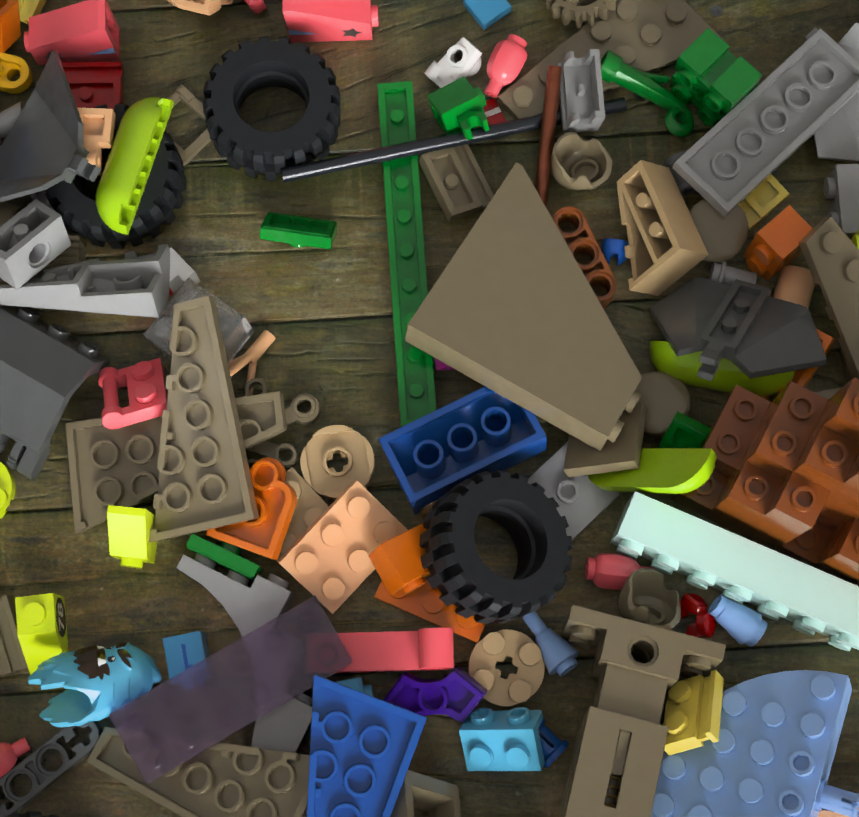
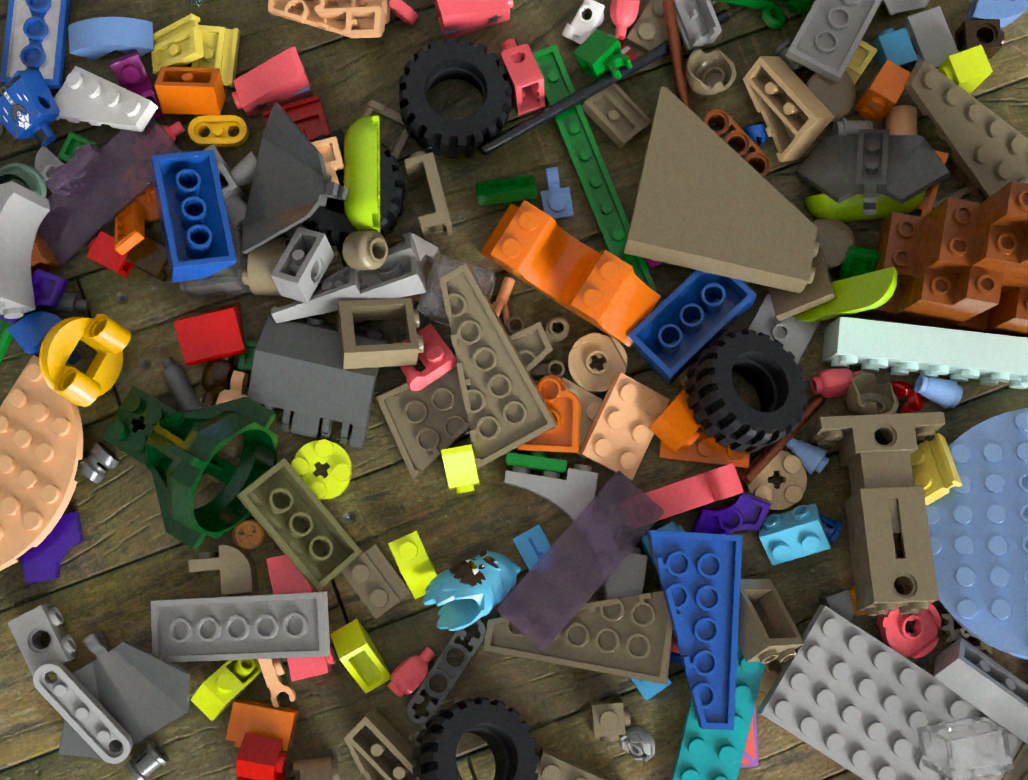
camera: 25 degrees left, 5 degrees up
(82, 374) = (381, 354): none -> dark tan window
(103, 248) = (365, 250): none -> dark tan head
(207, 243) = (438, 224): none -> dark tan panel
(332, 345) = (569, 272): none -> orange piece
(354, 260) = (556, 200): none -> medium blue plate
(359, 98) = (524, 76): none -> coral torso
(527, 621) = (772, 450): none -> copper piece
(811, 197) = (895, 47): none -> dark azure brick

